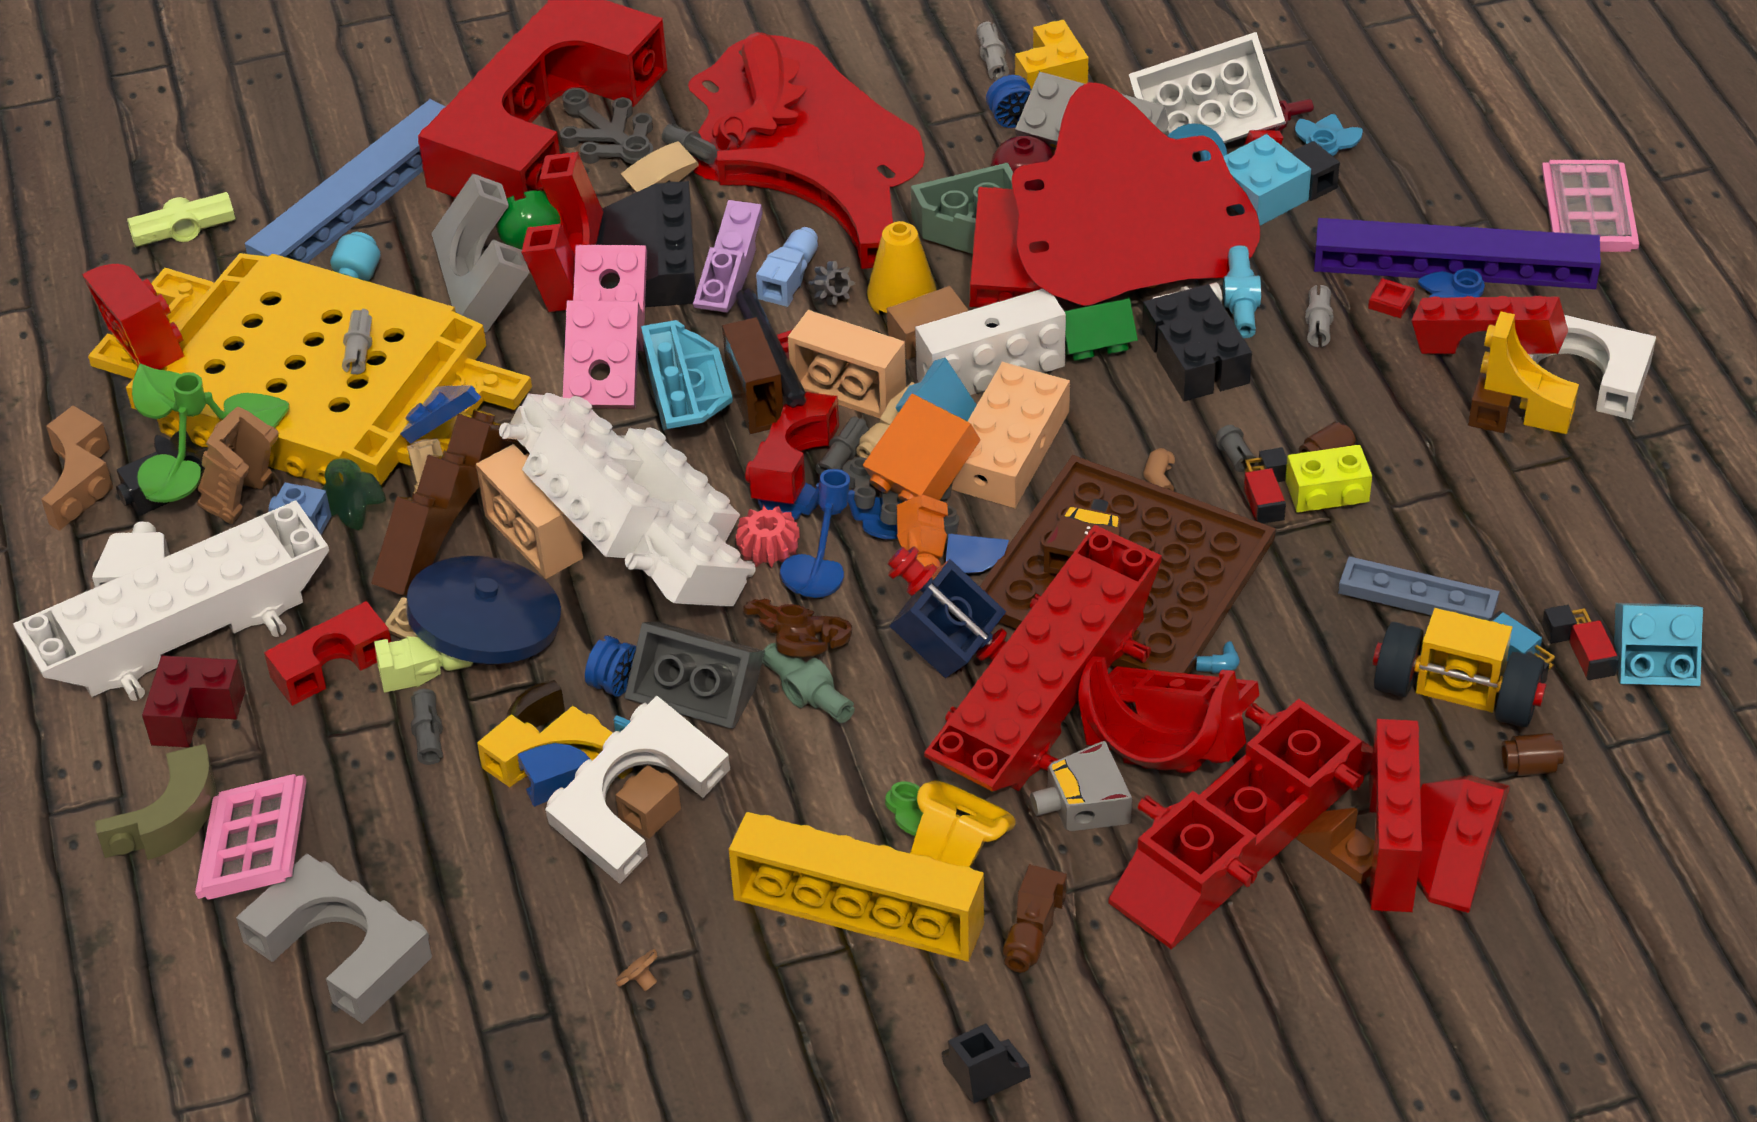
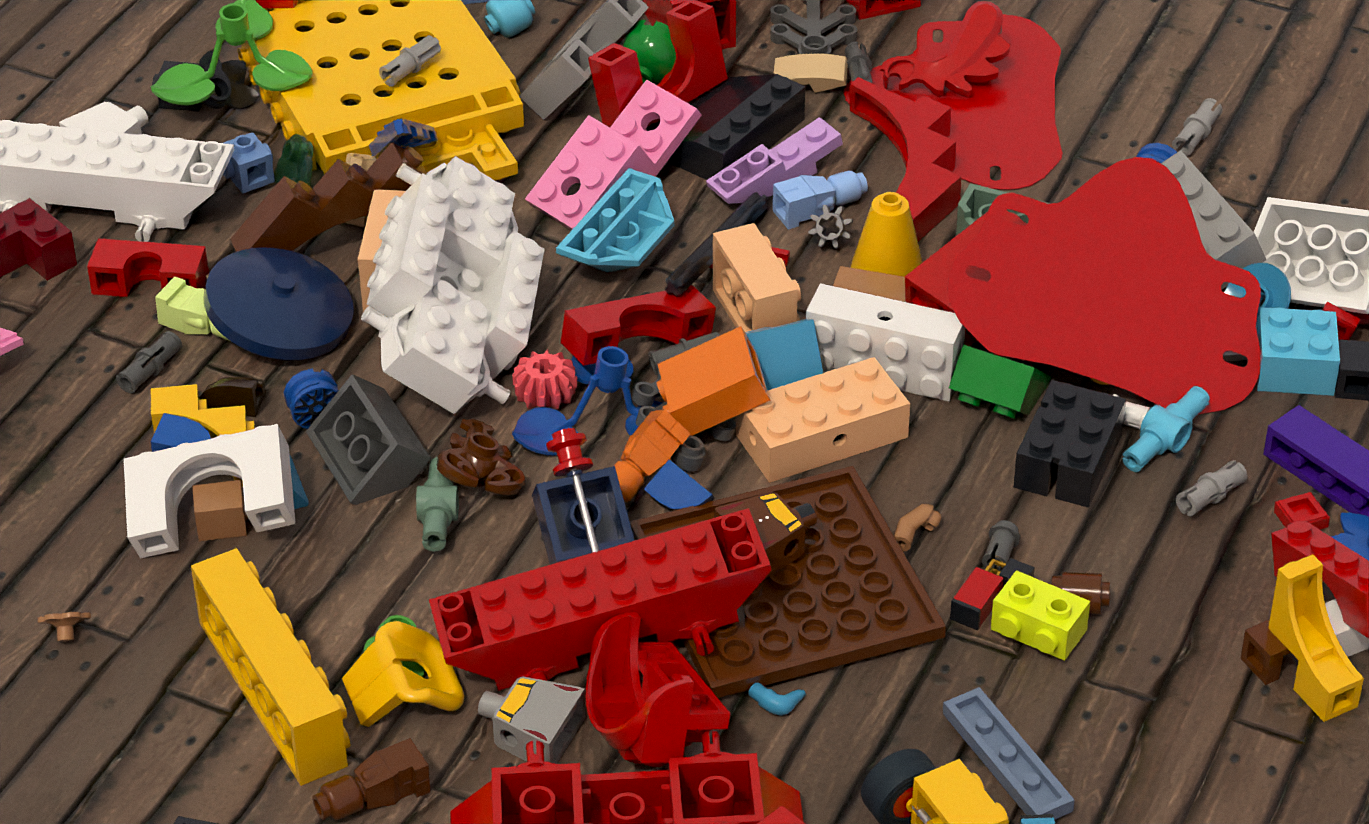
camera: 40 degrees right, 5 degrees down
(85, 476) = (142, 58): medium nougat arch -> none
(235, 457) = (247, 85): medium nougat piece -> none
(752, 374) = (670, 243): reddish brown brick -> none
(1053, 53) = (1233, 164): yellow brick -> none

